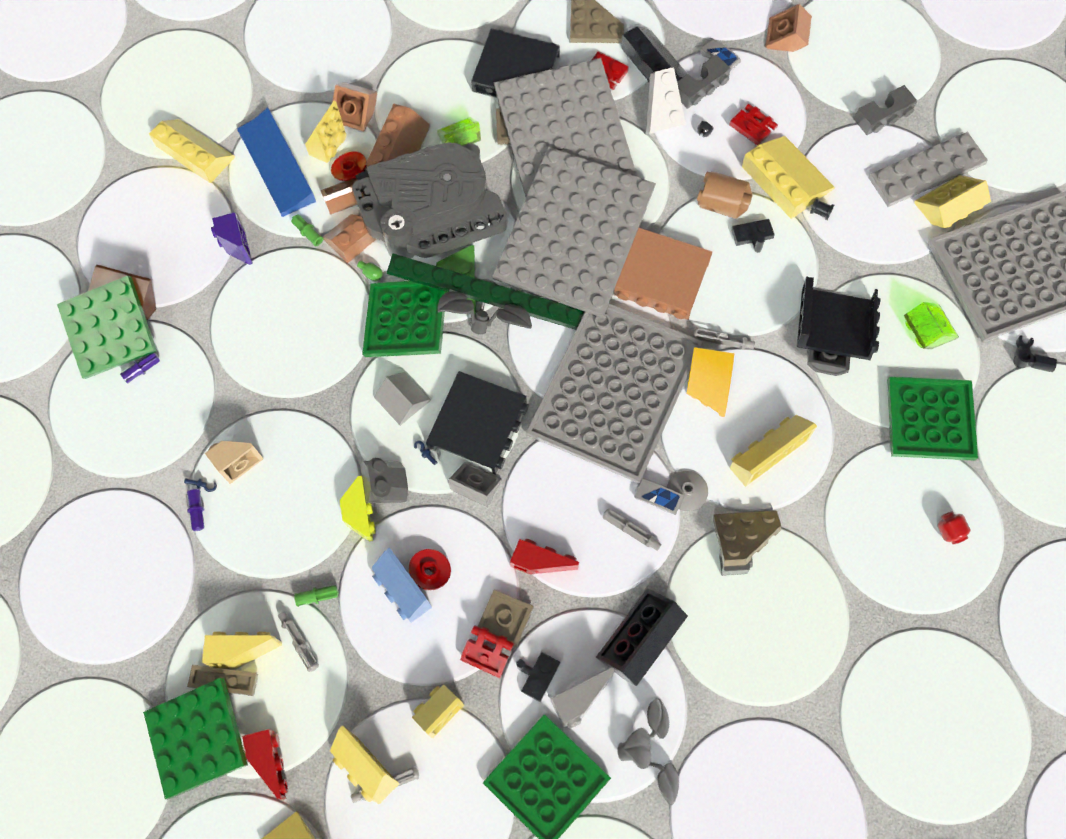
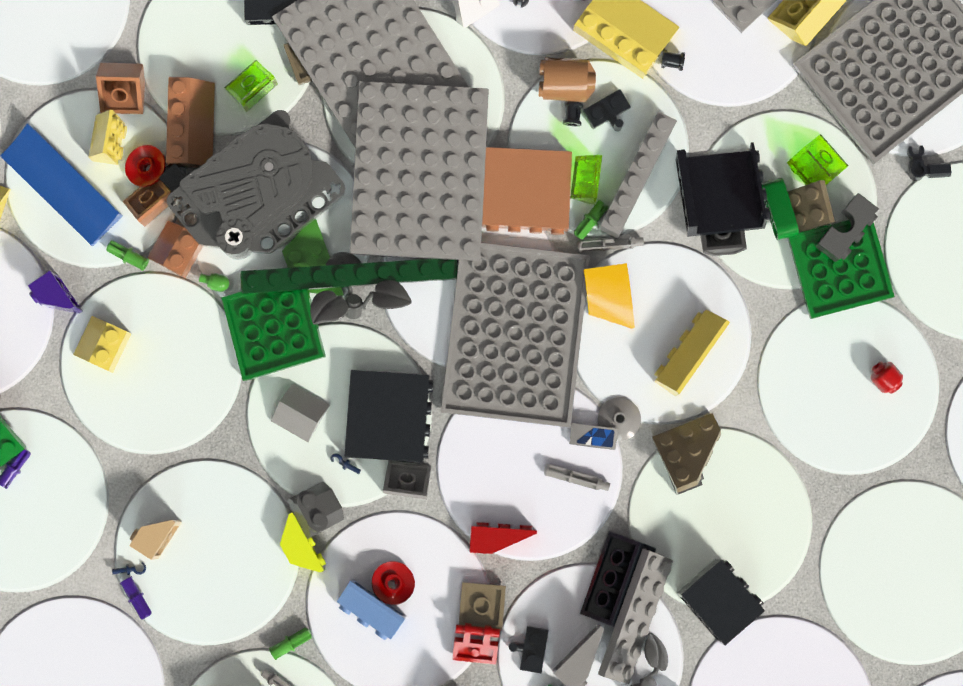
camera: 25 degrees left, 15 degrees up
(258, 292) = (102, 344): none -> light yellow slope
(648, 675) = (635, 617): none -> light grey plate
(712, 314) = (590, 220): none -> bright green axle
(719, 276) = (586, 178): none -> clear neon green slope
(721, 228) = (573, 112): none -> black bush
(737, 685) = (721, 601): none -> black container
(764, 288) = (637, 175): none -> light grey brick
(888, 357) = (781, 211): none -> green beam
(916, 356) = (811, 206): none -> dark tan plate
(961, 372) = (860, 213): none -> dark grey arch

